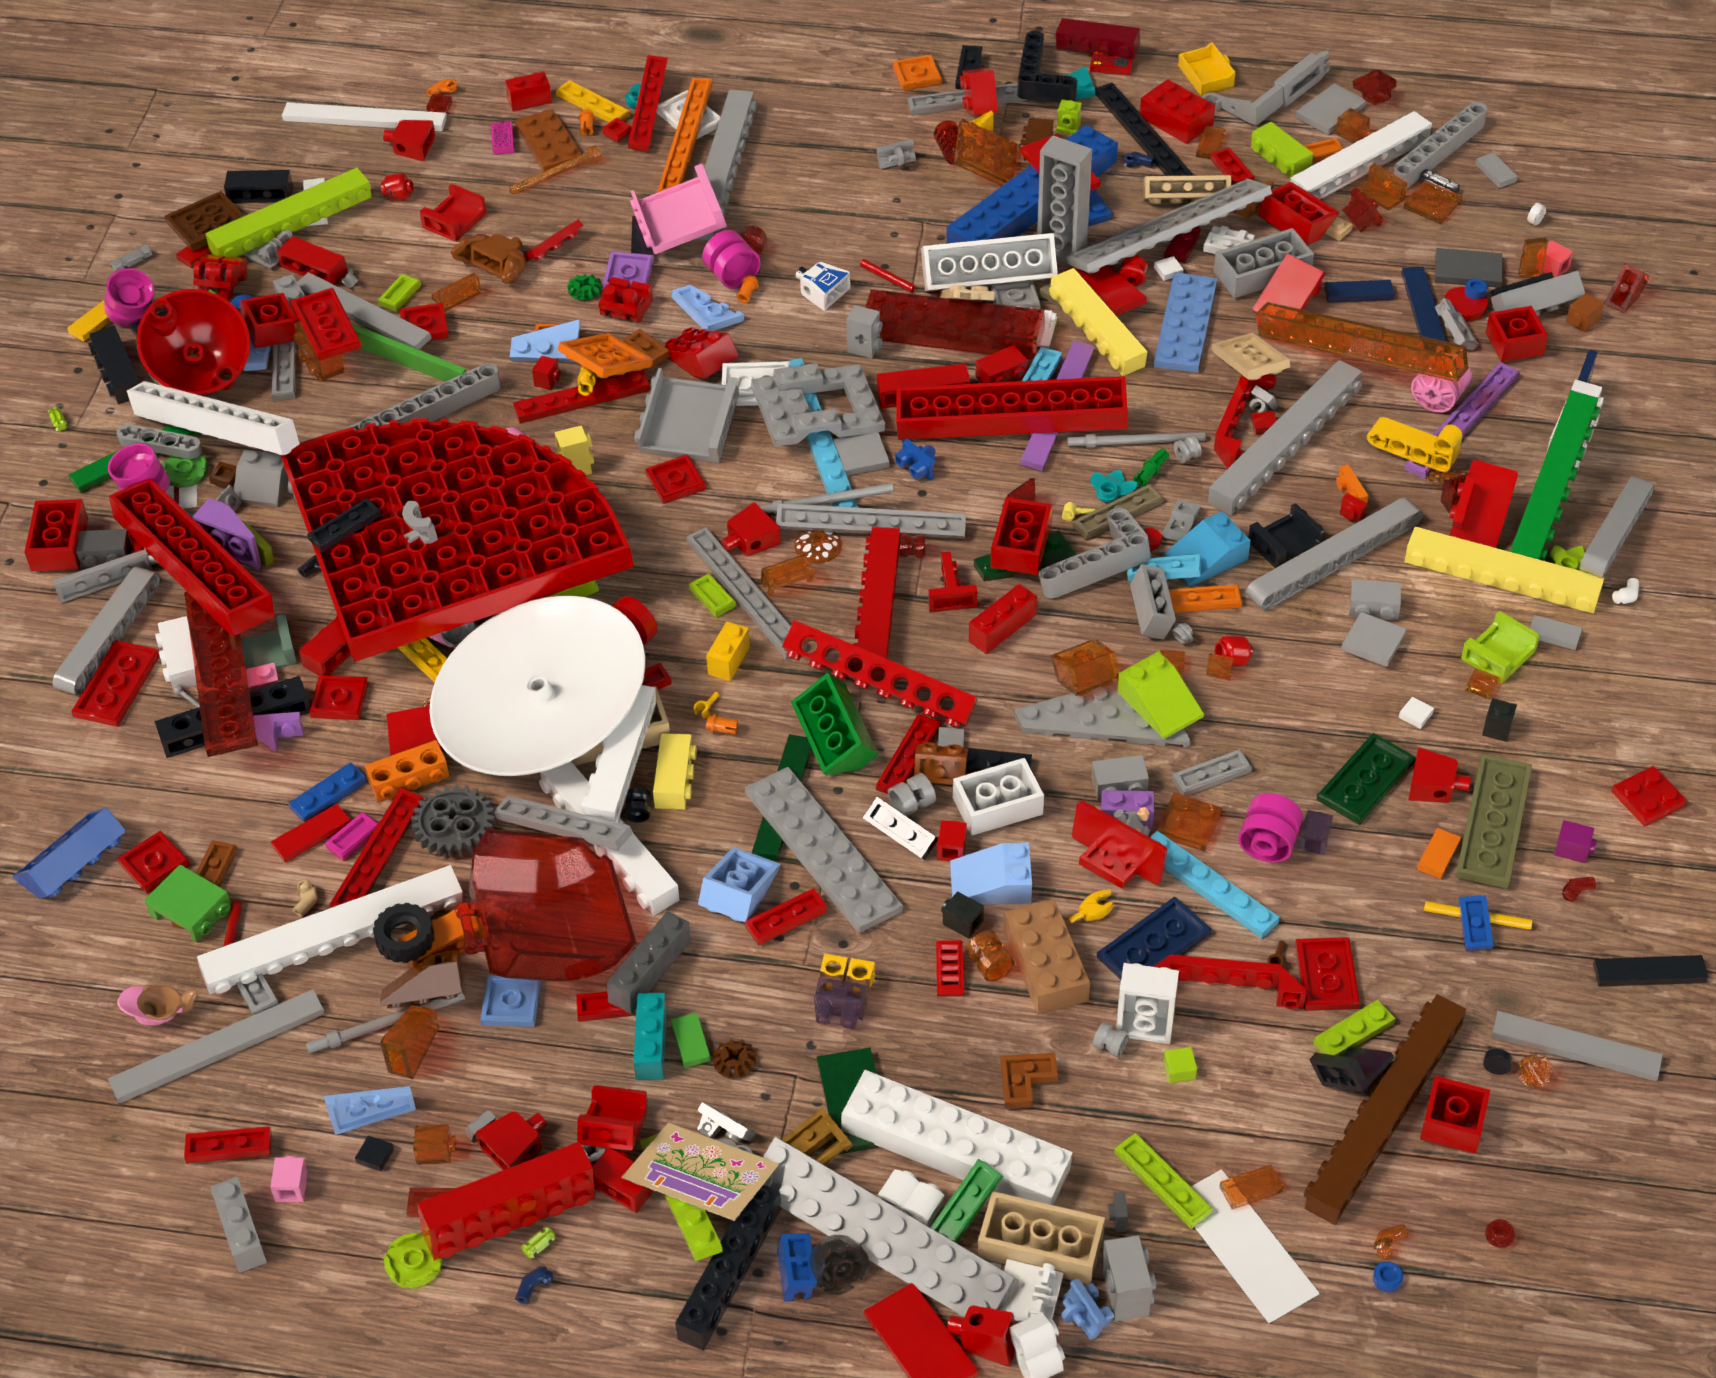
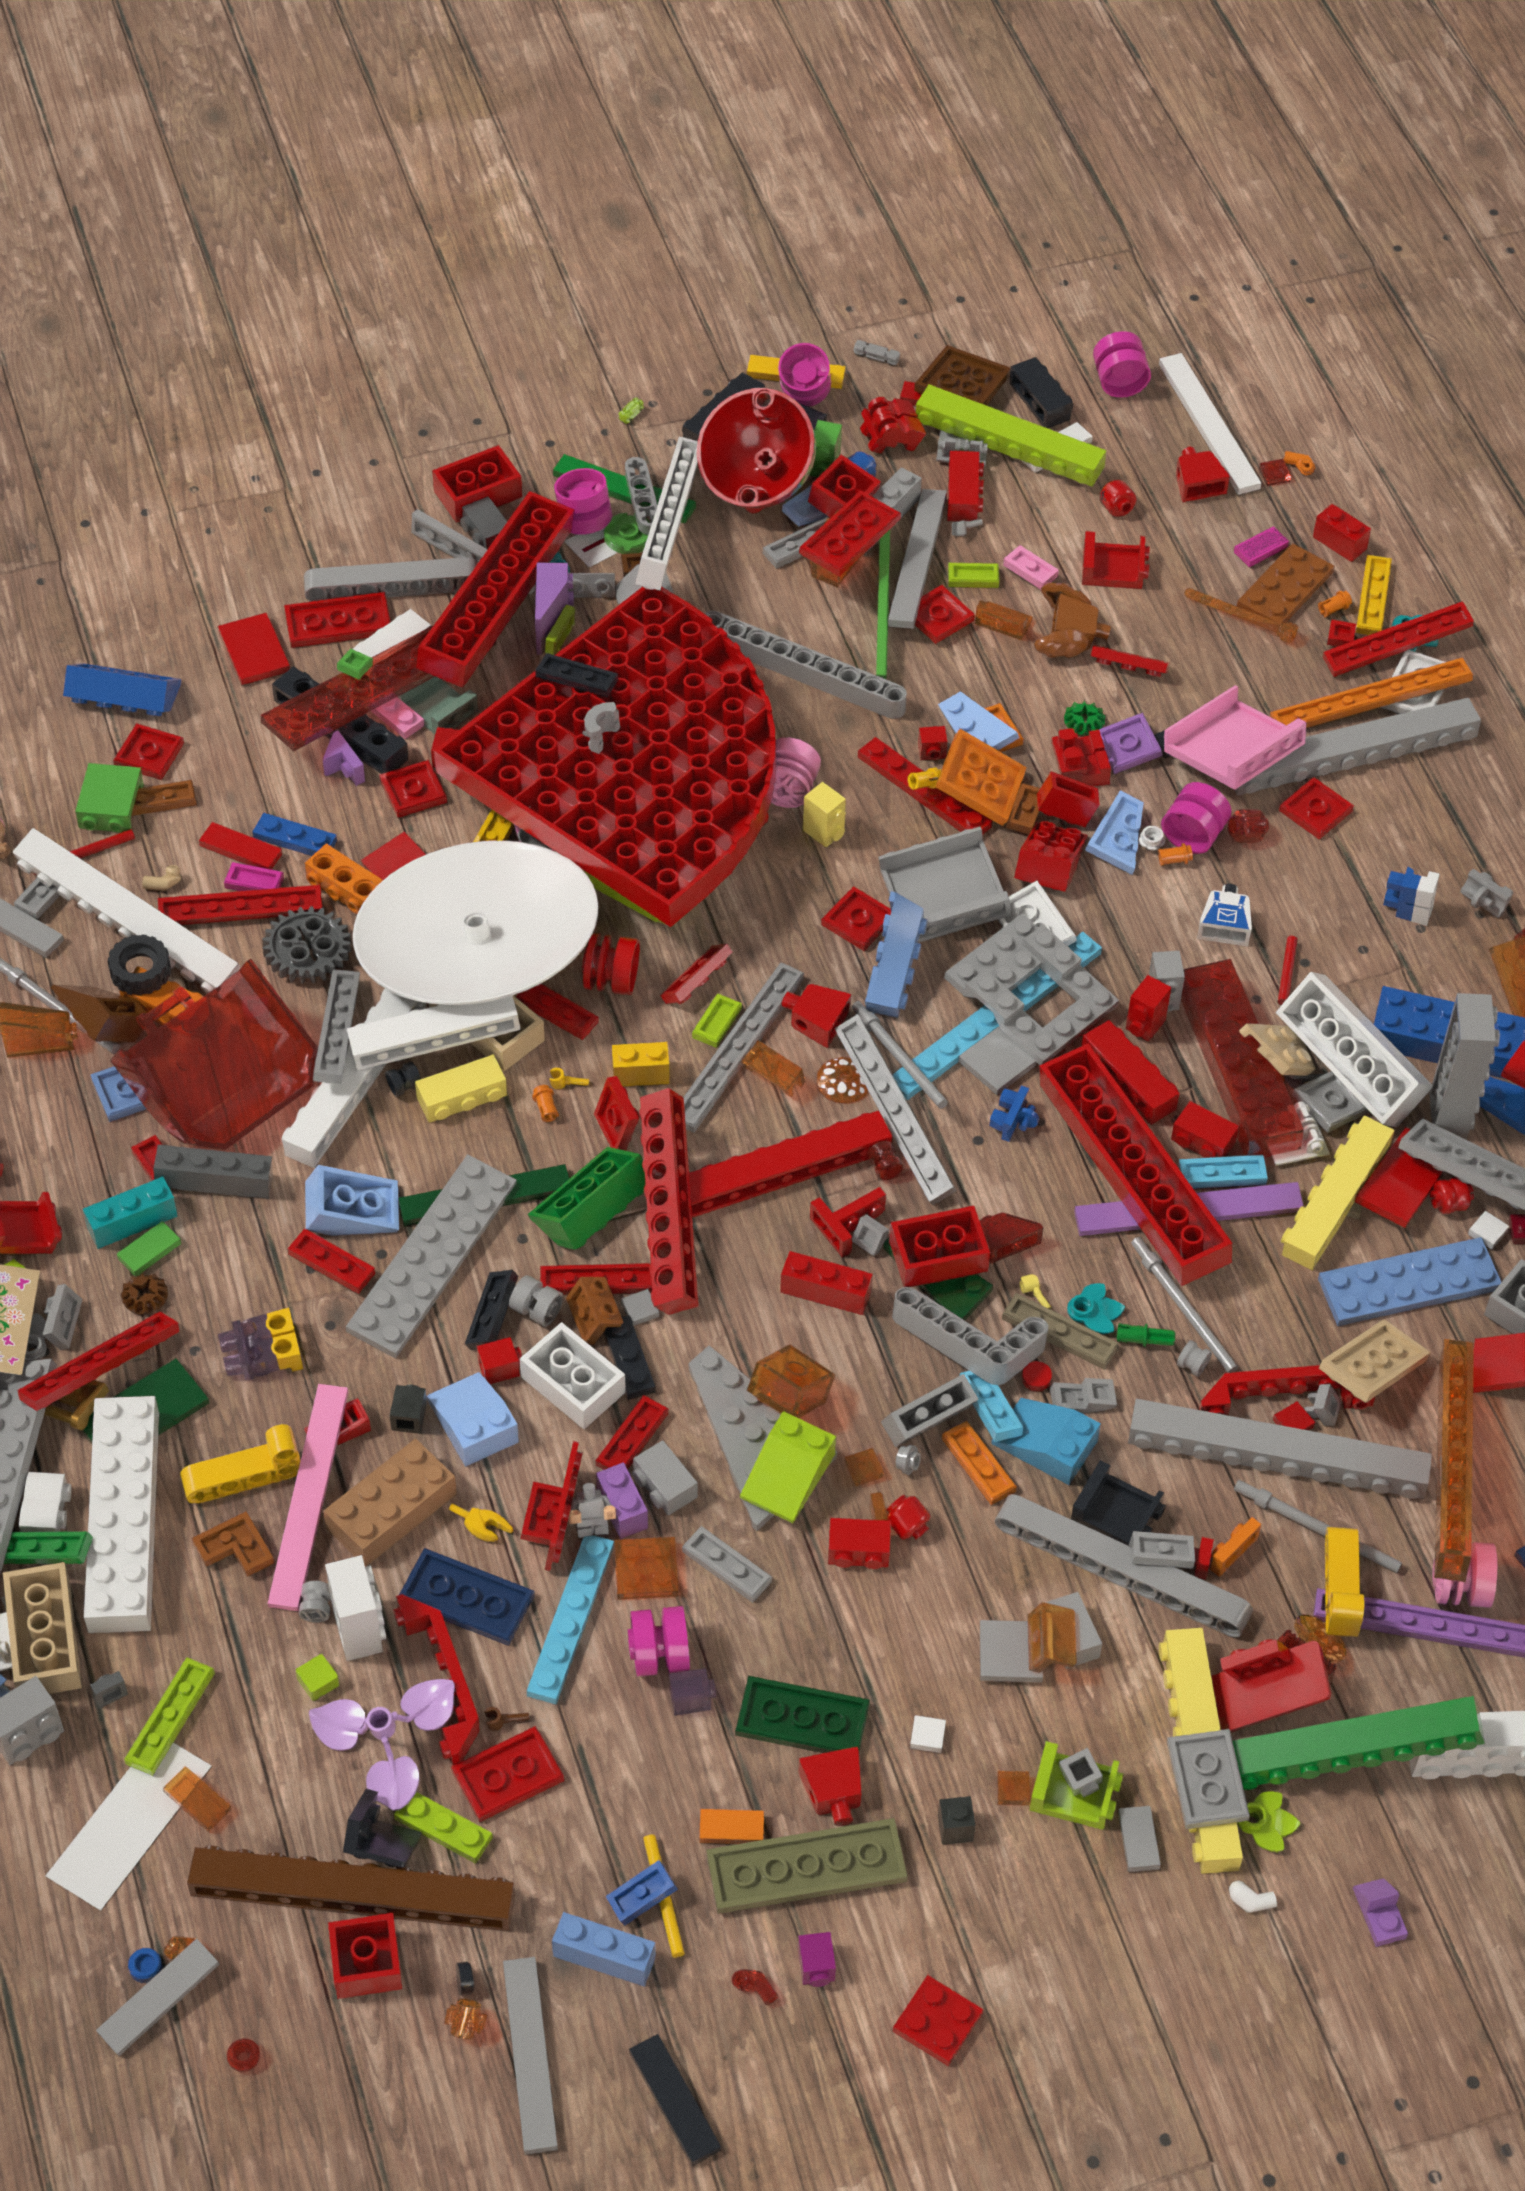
camera: 60 degrees right, 5 degrees up
(100, 749) = (253, 648): none -> red tile
(196, 672) = (354, 664): none -> bright green tile
(277, 130) = (1121, 364): none -> dark pink wheel
(421, 258) = (1030, 567): none -> bright pink plate
(662, 317) = (1068, 799): none -> red piece
(663, 587) = (696, 974): none -> red plate
(722, 294) = (1152, 838): none -> white plate
(739, 463) = (895, 957): none -> medium blue wedge
(757, 205) = (1316, 808): none -> red tile
(773, 678) = (616, 1114): none -> red plate
(797, 1105) = (98, 1361): none -> red plate
(877, 184) = (1411, 895): none -> hips
(880, 349) = (1148, 1008): none -> red brick
(957, 1041) = (243, 1469): none -> yellow beam
(976, 576) = (870, 1235): none -> light grey tile
(990, 956) = (363, 1454): clear orange wheel -> none
(1010, 1009) = (308, 1497): none -> bright pink tile
(1063, 783) = (633, 1434): none -> red tile
(1239, 687) = (859, 1543): none -> red brick
(1252, 994) = (342, 1720): none -> lavender plant
(1320, 461) = (1265, 1499): none -> light grey bar
(1342, 521) = (1162, 1549): none -> light grey panel
(1382, 607) = (1051, 1637): none -> clear orange panel
(1426, 1273) = (157, 1997): none -> light grey tile
(1499, 633) = (1081, 1773): none -> light grey brick
(1513, 963) = (603, 1949): none -> medium blue brick
(1538, 568) = (1207, 1779): none -> light grey tile
(1617, 526) = (1341, 1846): light grey beam -> none
(1661, 532) = (1380, 1911): none -> medium lavender slope

